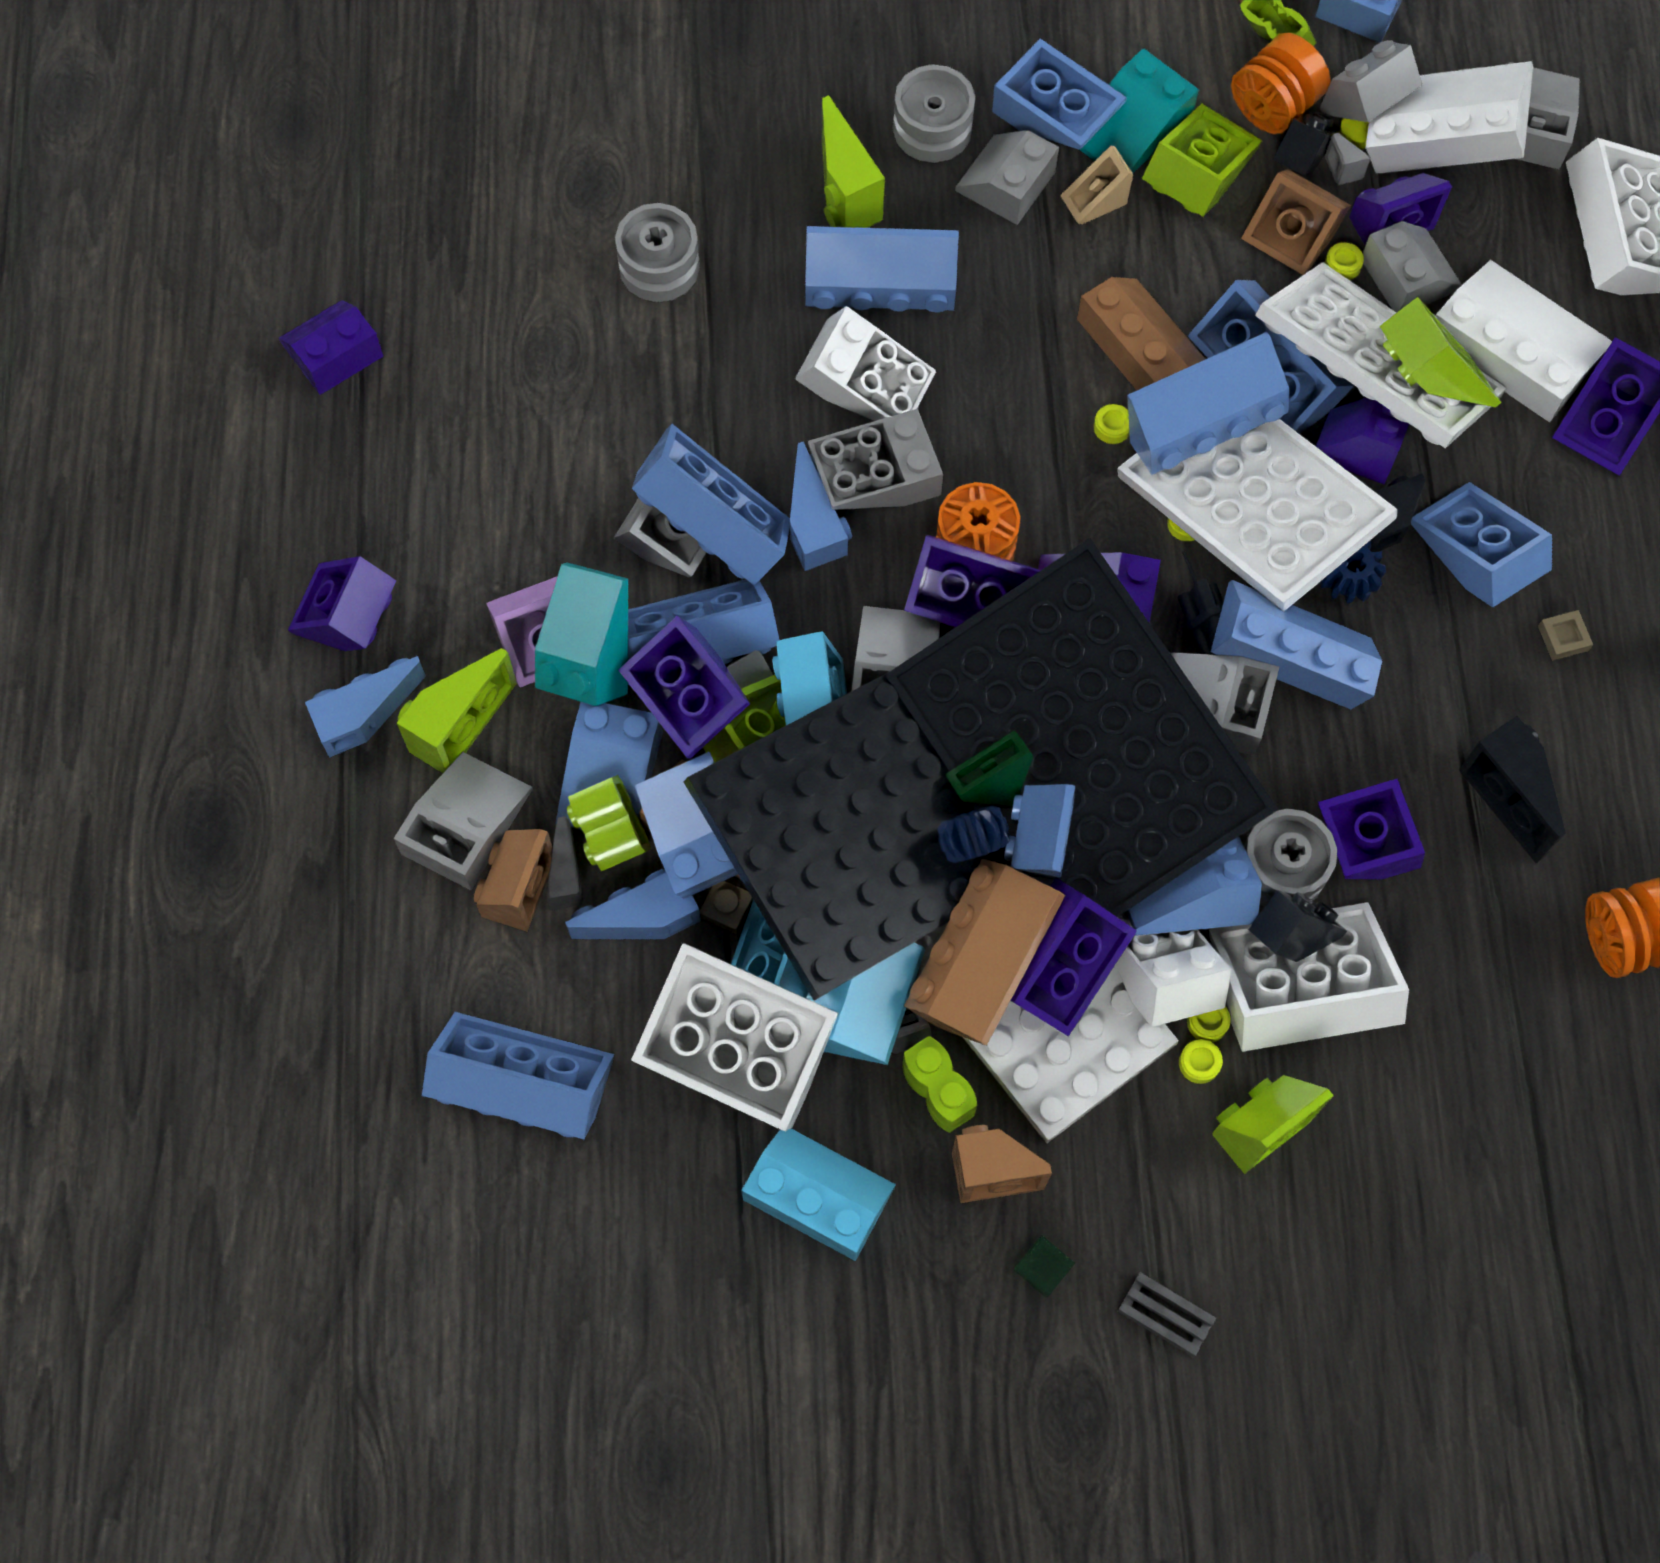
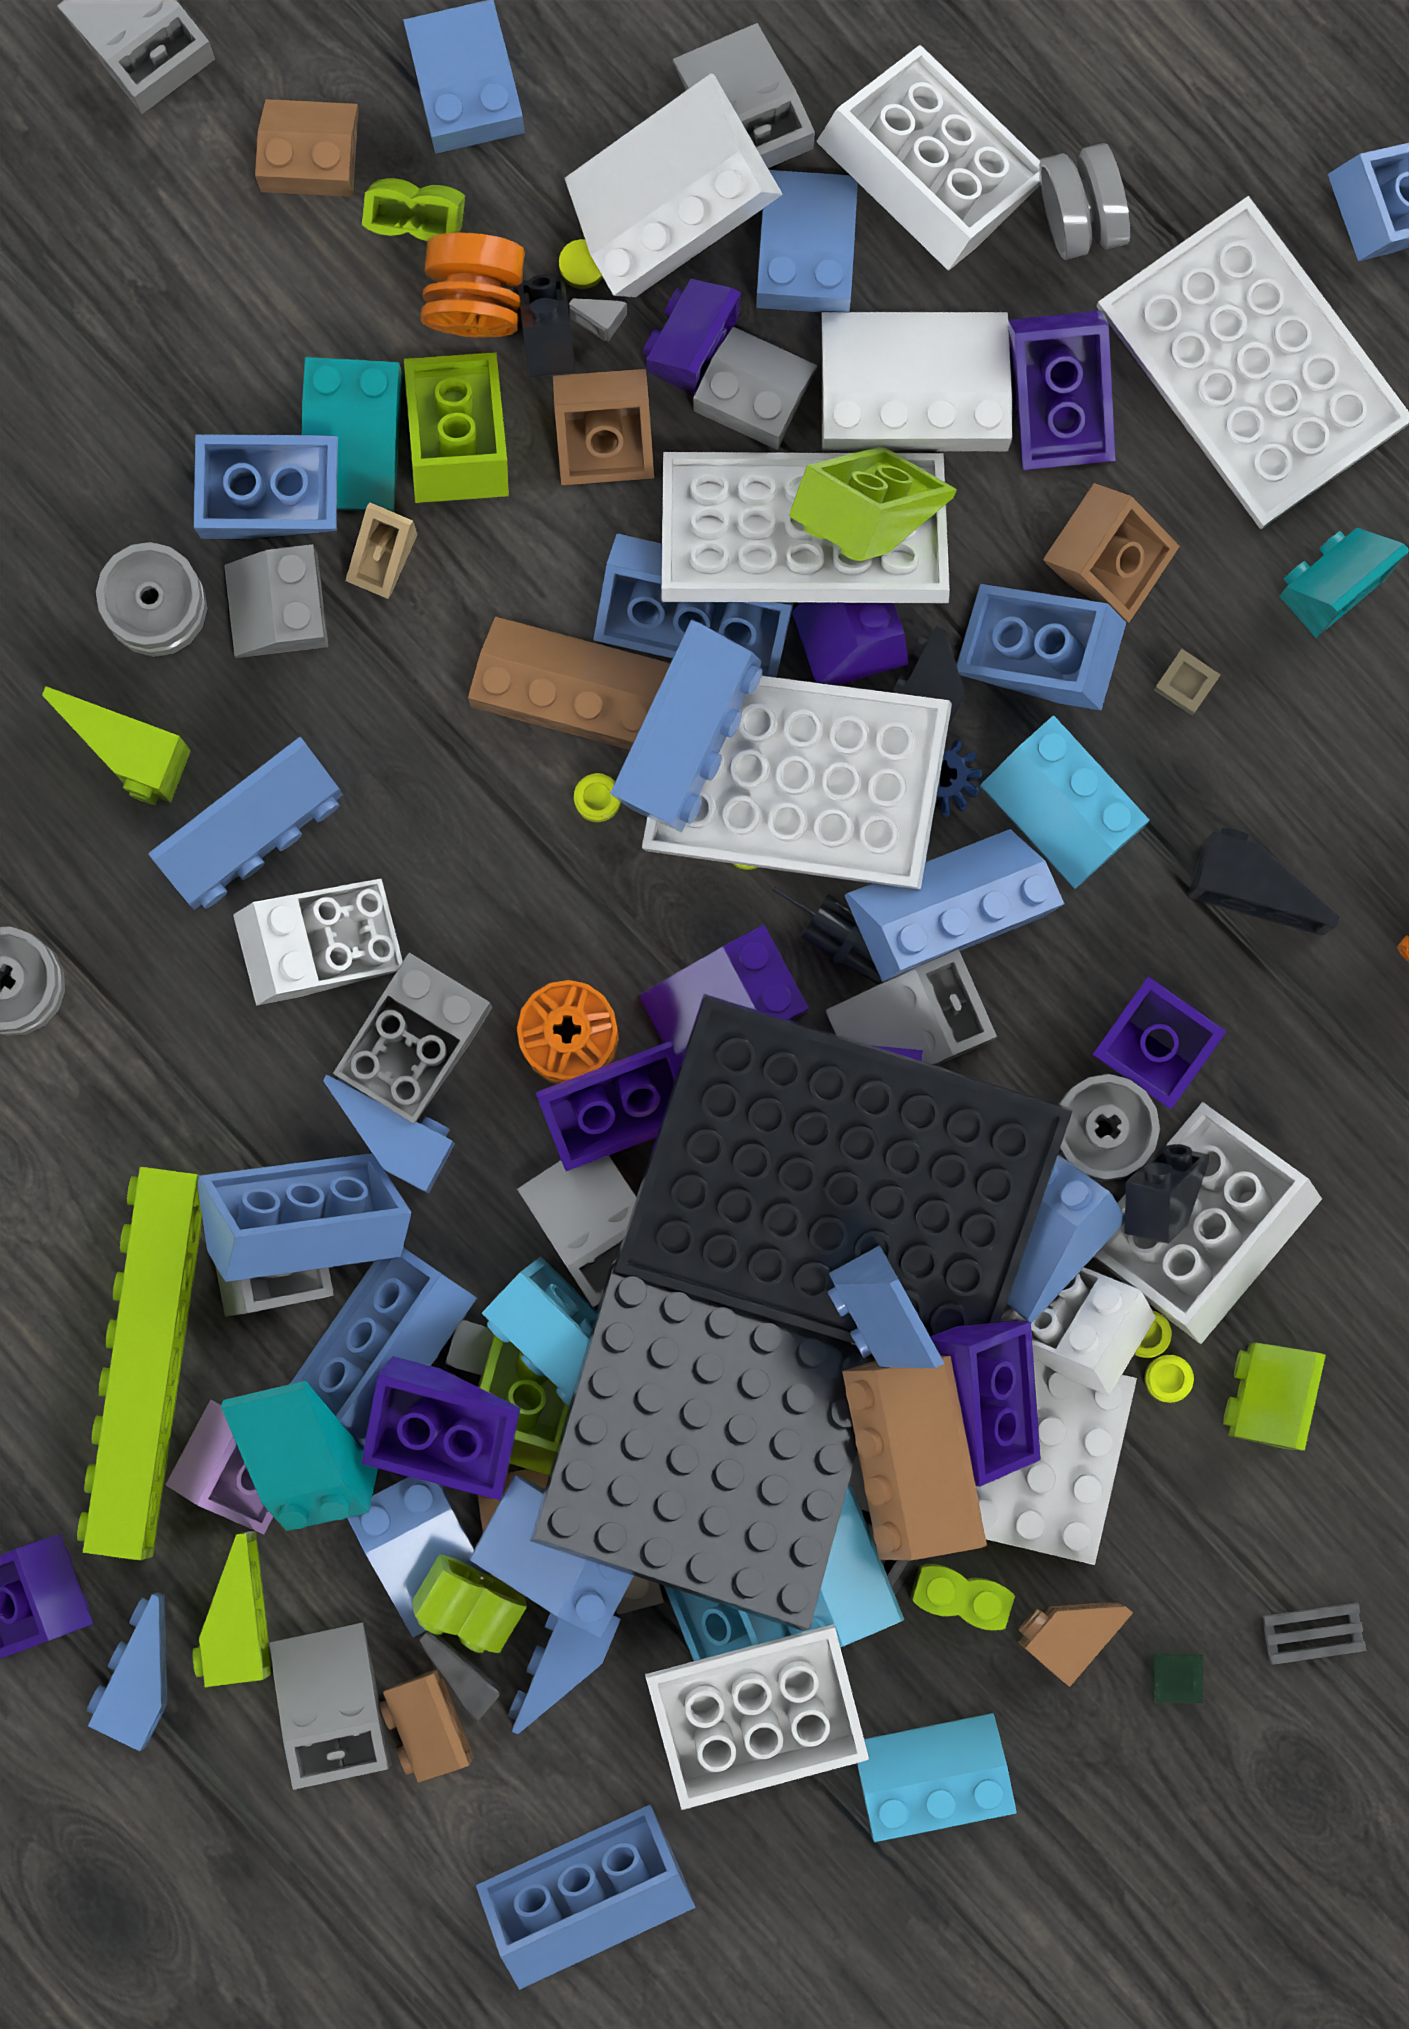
camera: 40 degrees left, 15 degrees up
(532, 522) = (144, 1365): none -> lime brick
(973, 834) = (822, 1363): dark blue gear -> none
(994, 773) = (789, 1286): dark green slope -> none
(1345, 259) = (681, 429): neon yellow tile -> none
(1373, 83) = (569, 215): light grey slope -> none
(1423, 644) = (1064, 802): none -> medium azure slope
(1510, 215) = (808, 243): none -> medium blue slope
(1582, 518) = (1111, 550): none -> medium nougat slope

